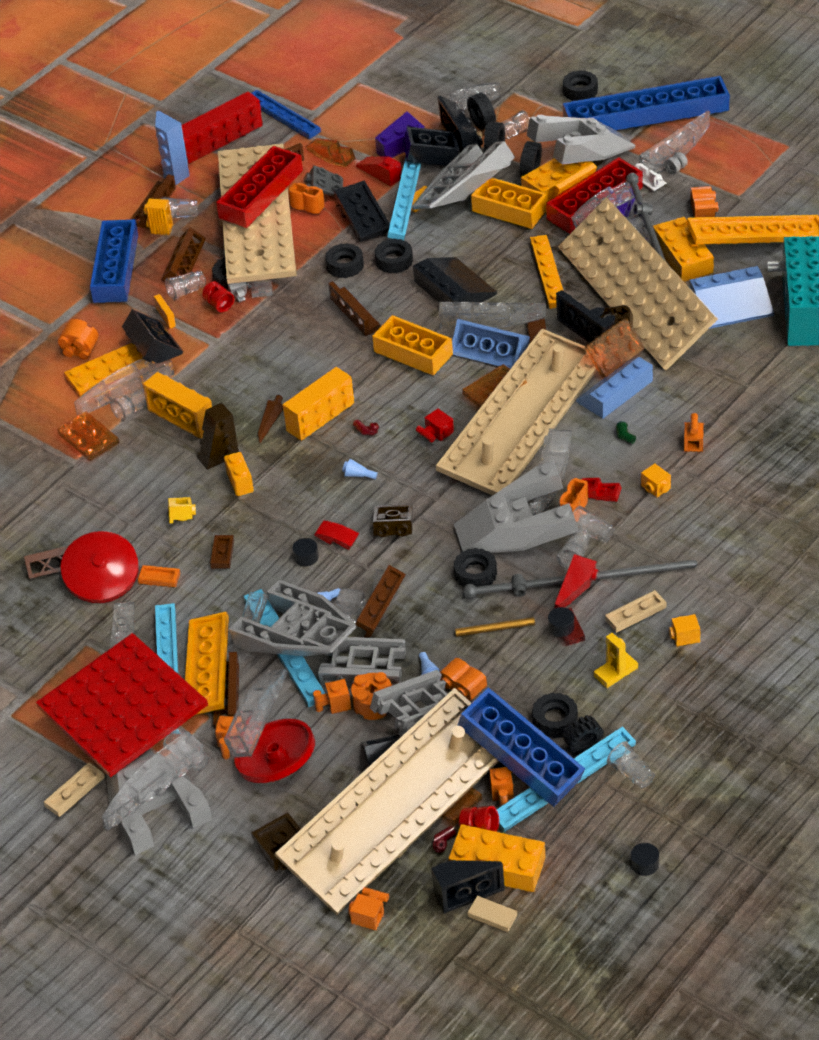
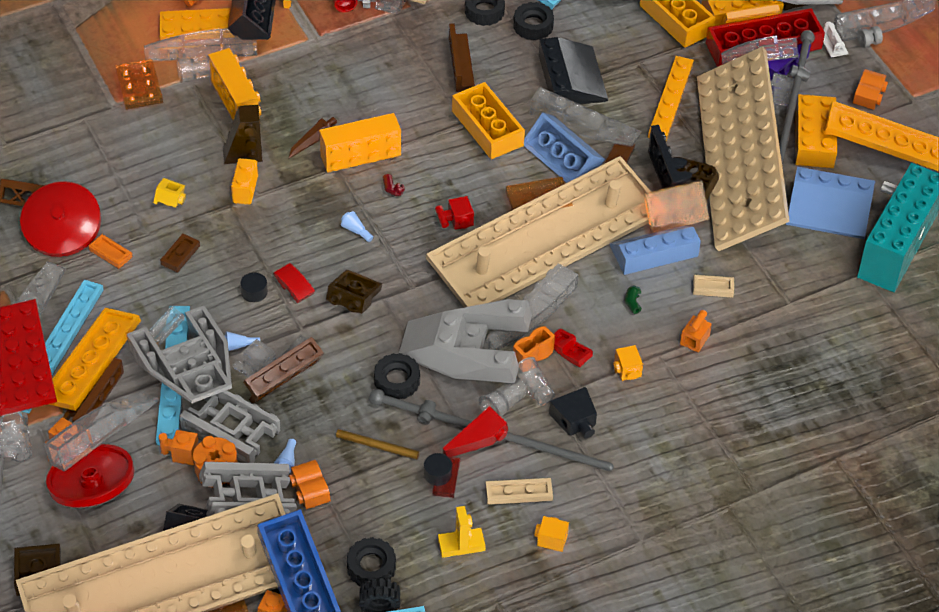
camera: 20 degrees right, 5 degrees up
(639, 535) = (575, 413): none -> black torso
(680, 397) = (713, 286): none -> tan tile

